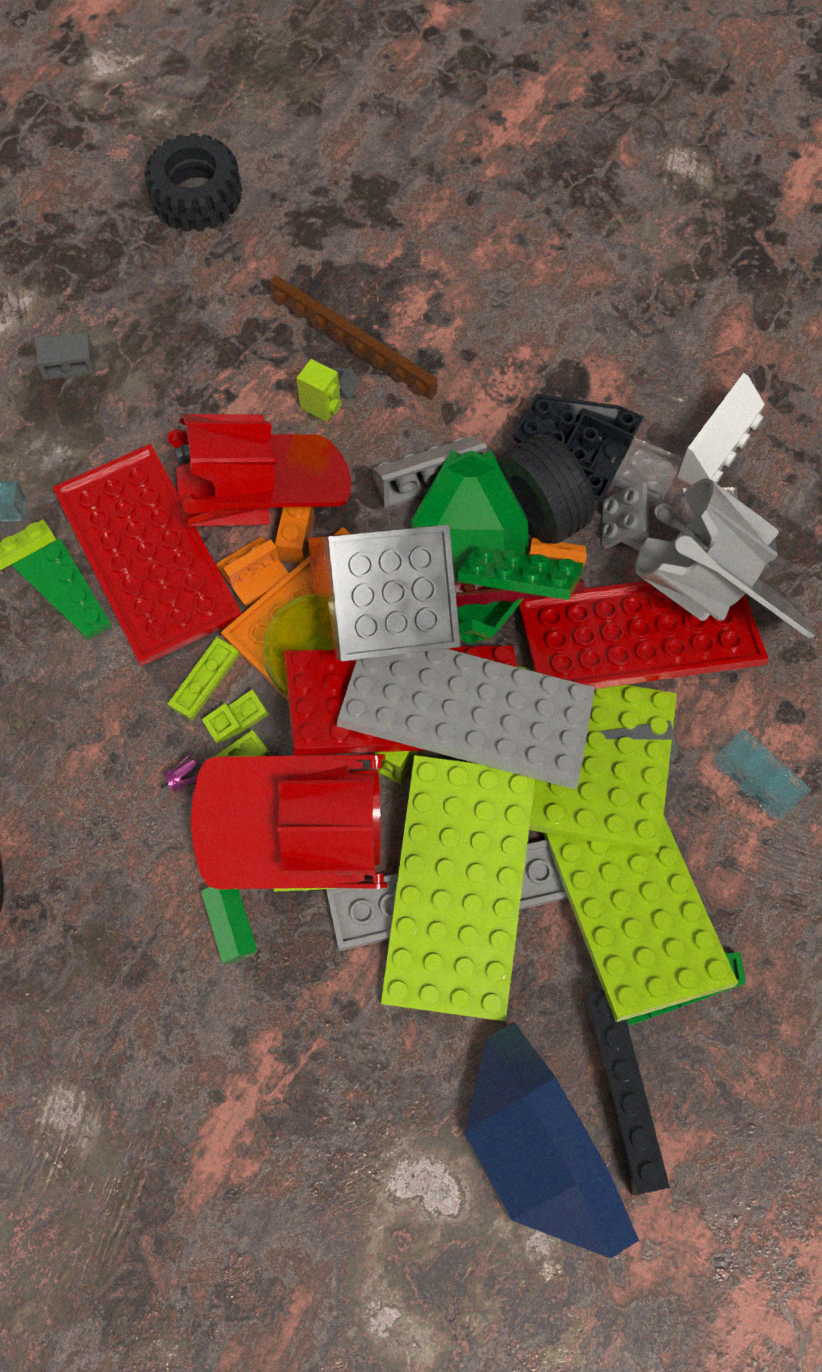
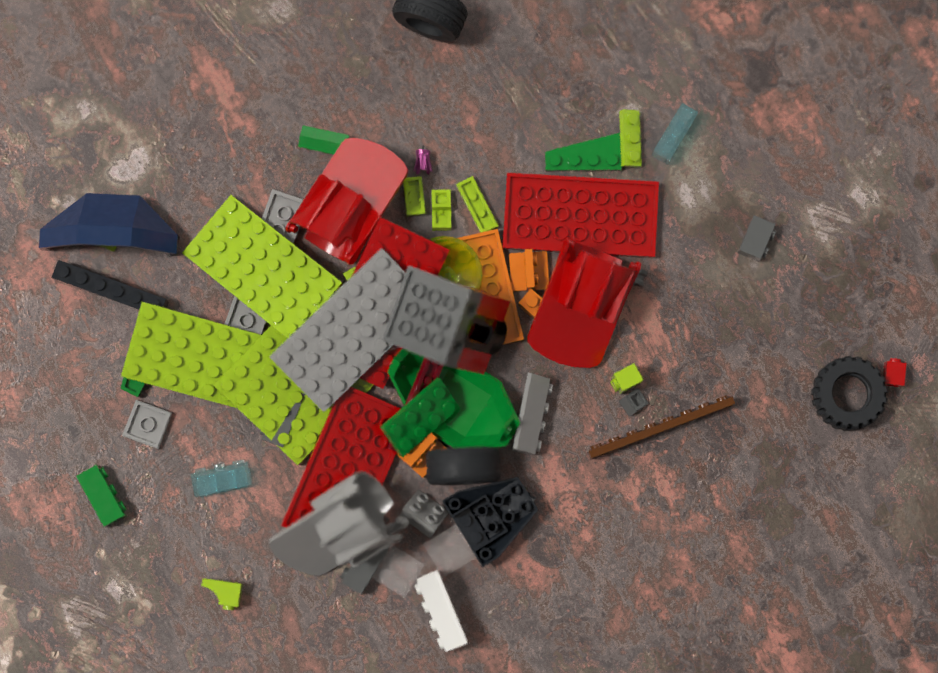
camera: 120 degrees right, 15 degrees up
(138, 156) = (894, 373): none -> red brick
(763, 919) = (147, 424): none -> light grey tile

